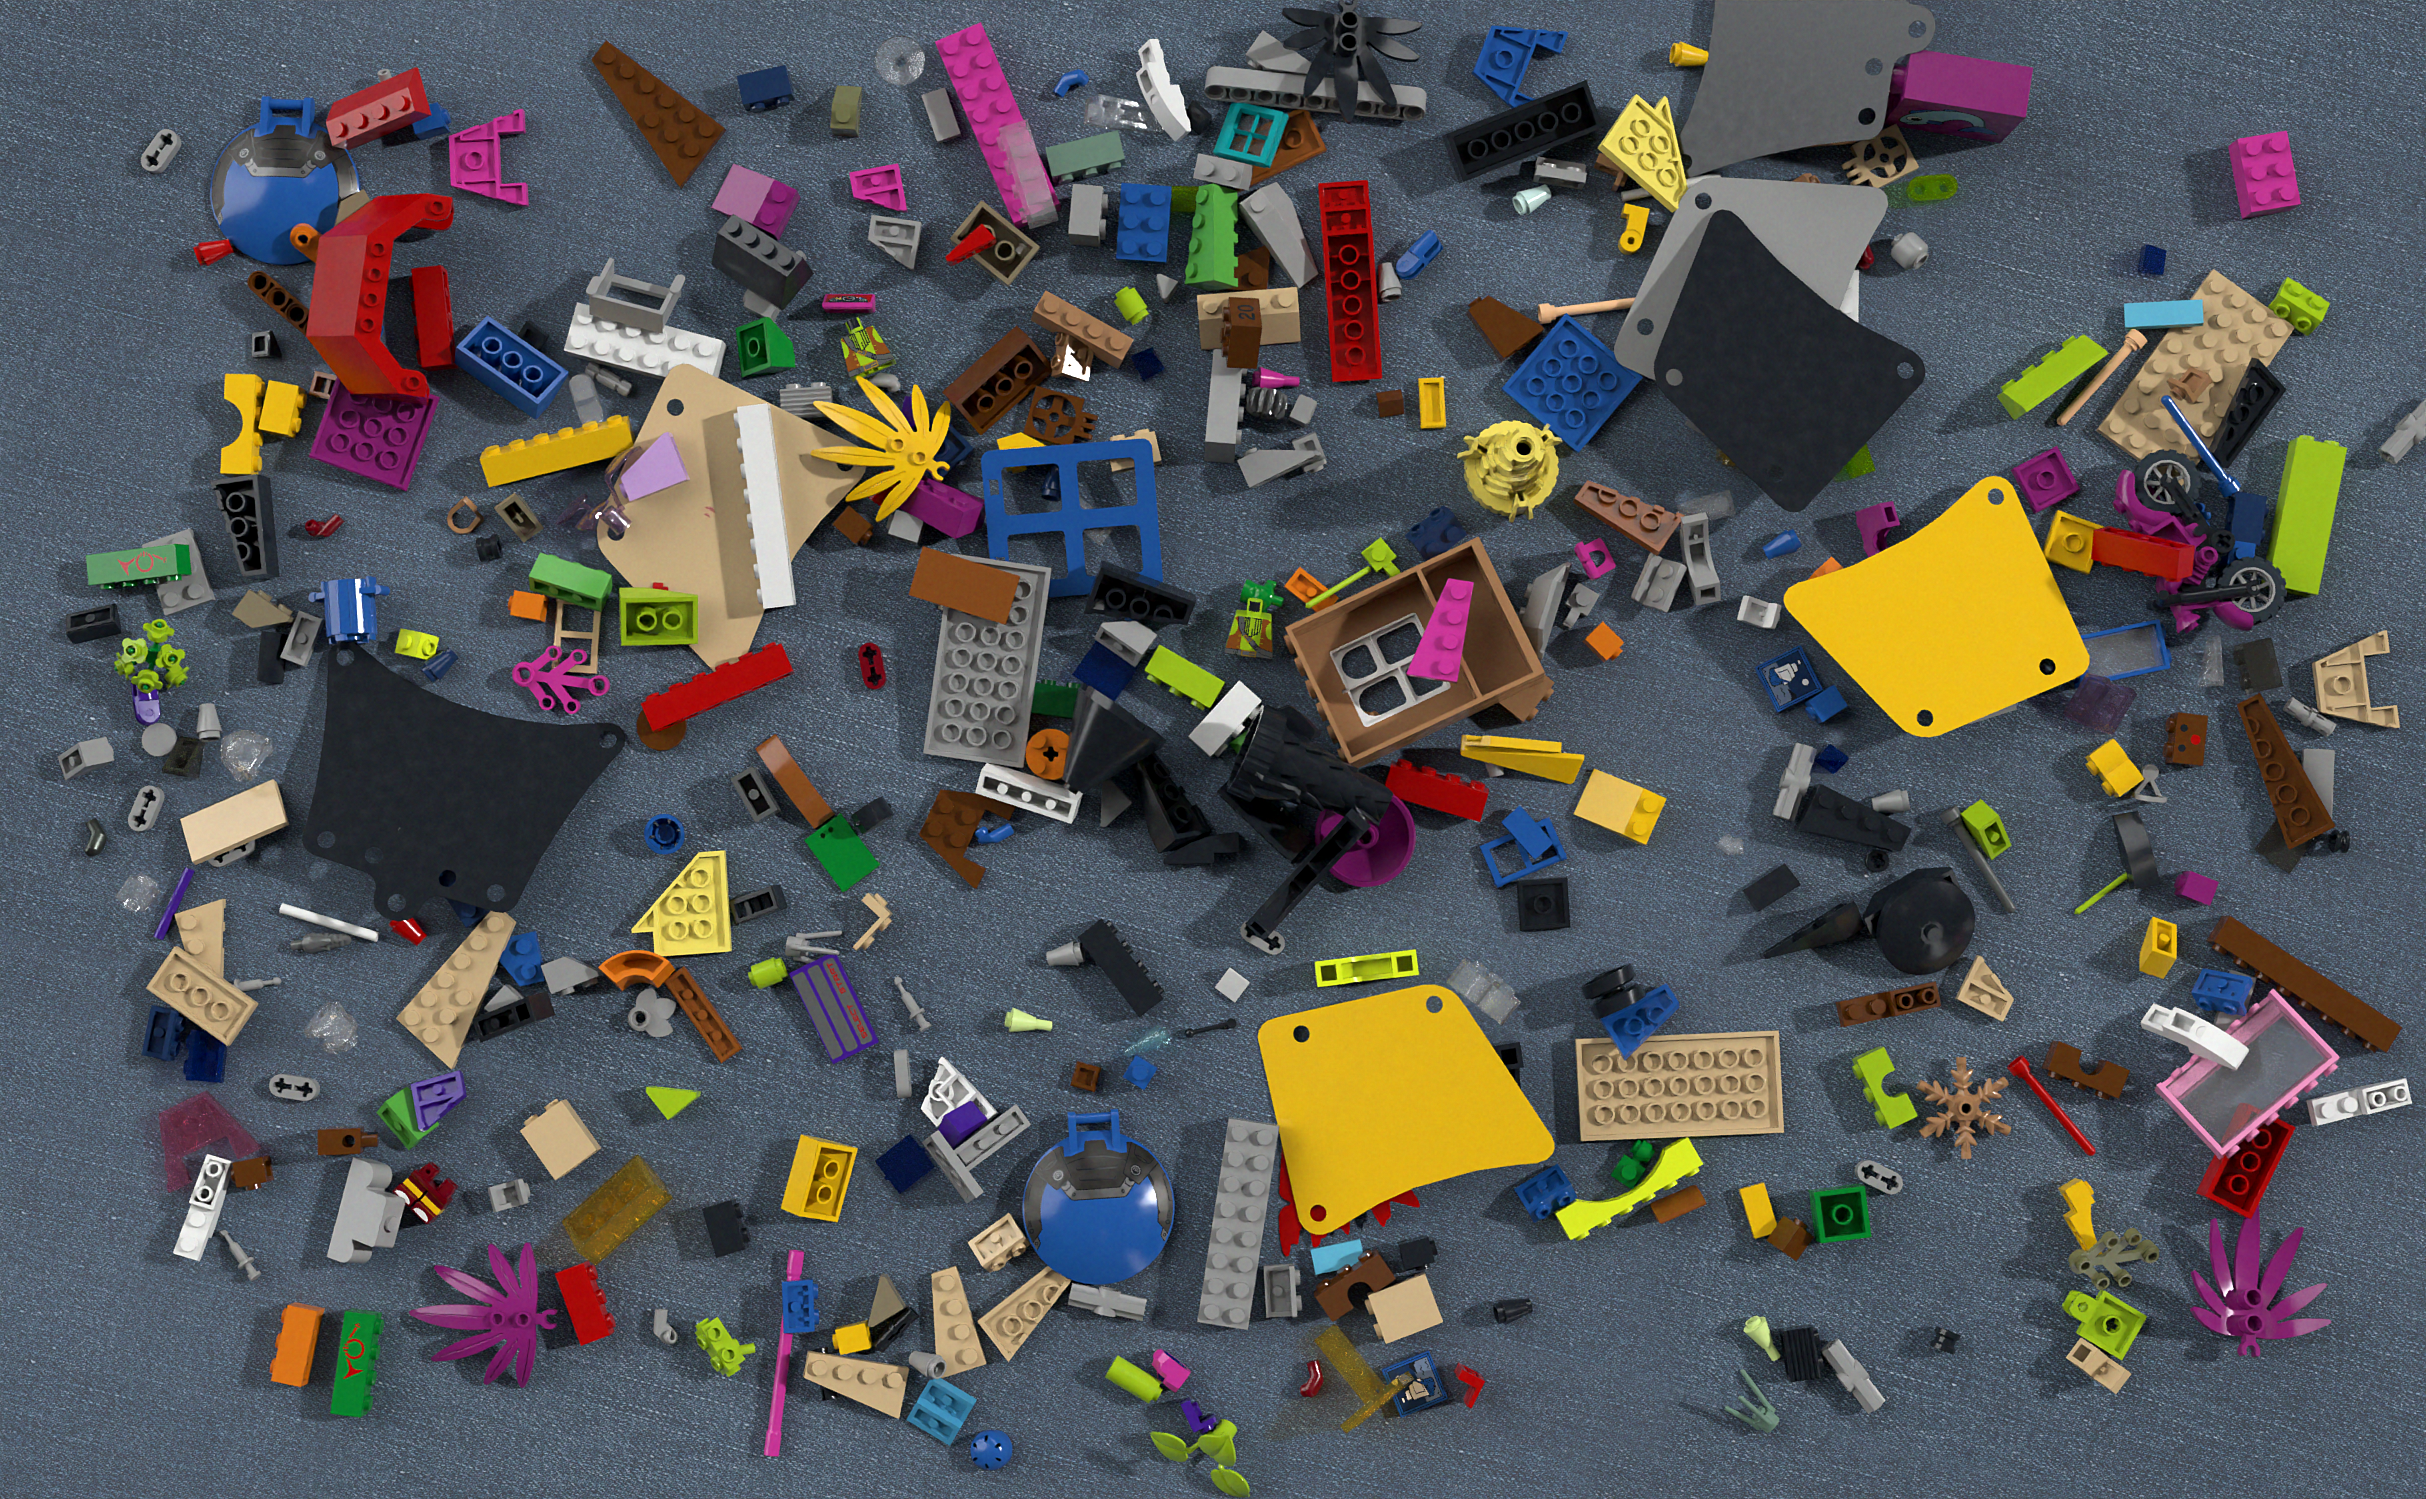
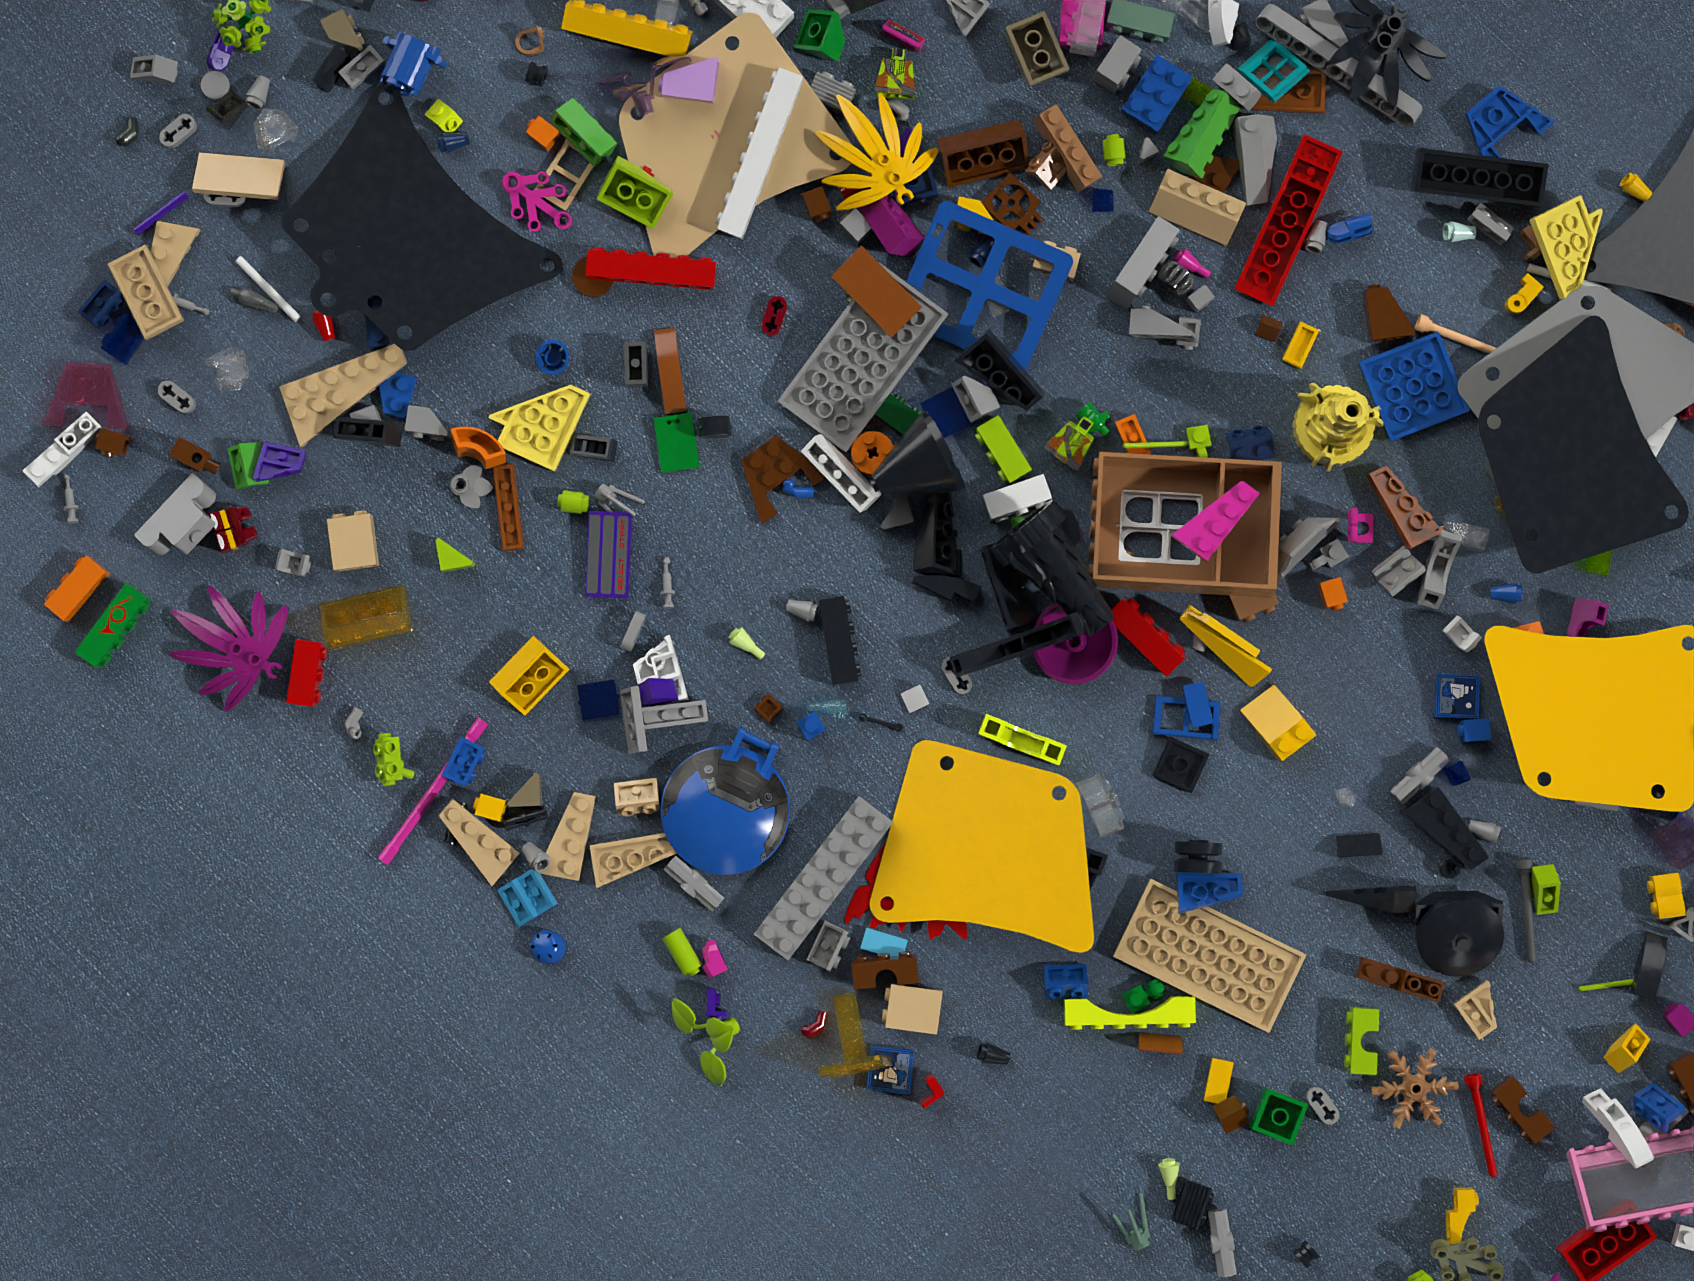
camera: 25 degrees right, 0 degrees up
(138, 892) = (139, 190): clear brick -> none
(519, 517) = (571, 63): dark tan slope -> none
(726, 1227) = (440, 674): black brick -> none
(877, 905) = (682, 496): tan bracket -> none
(974, 243) = (1021, 40): red slope -> none
(1241, 332) = (1186, 214): reddish brown brick -> none
(1417, 1252) = (945, 973): black brick -> none

